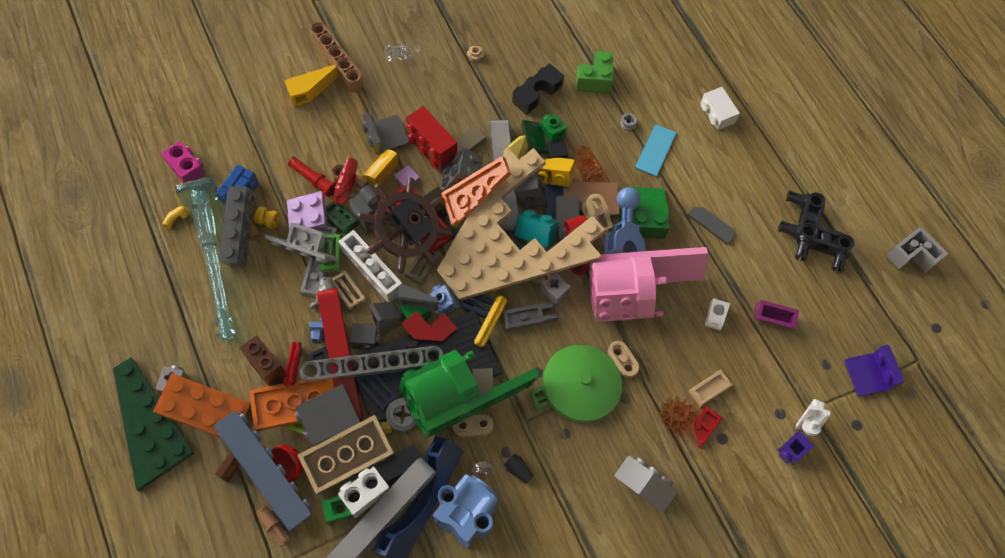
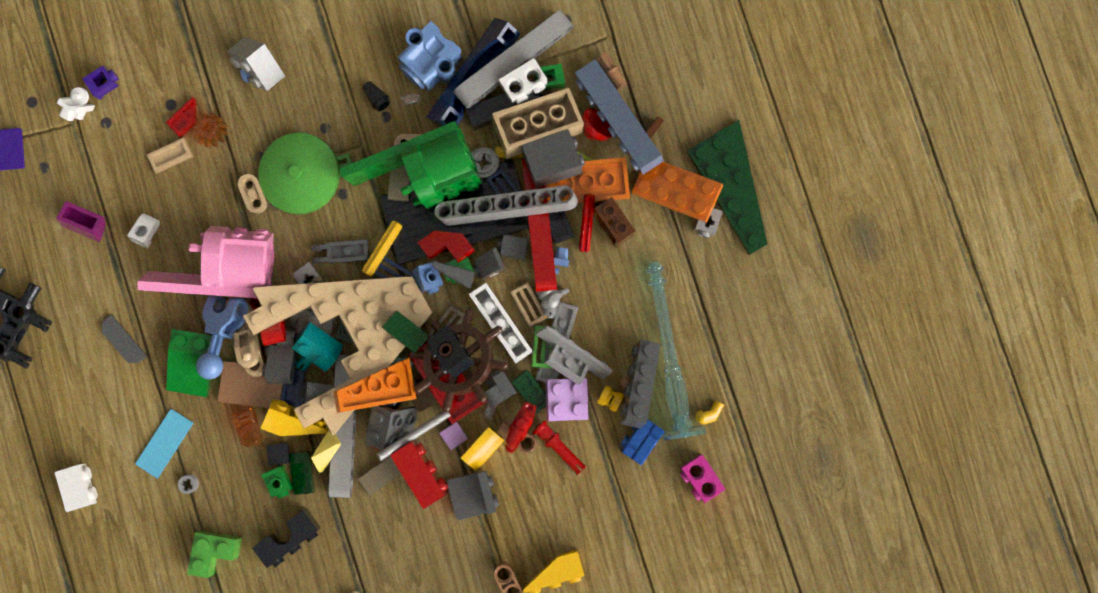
camera: 170 degrees left, 20 degrees up
(437, 166) = (412, 435): none -> light grey bar
(457, 244) = (405, 331): none -> dark green slope

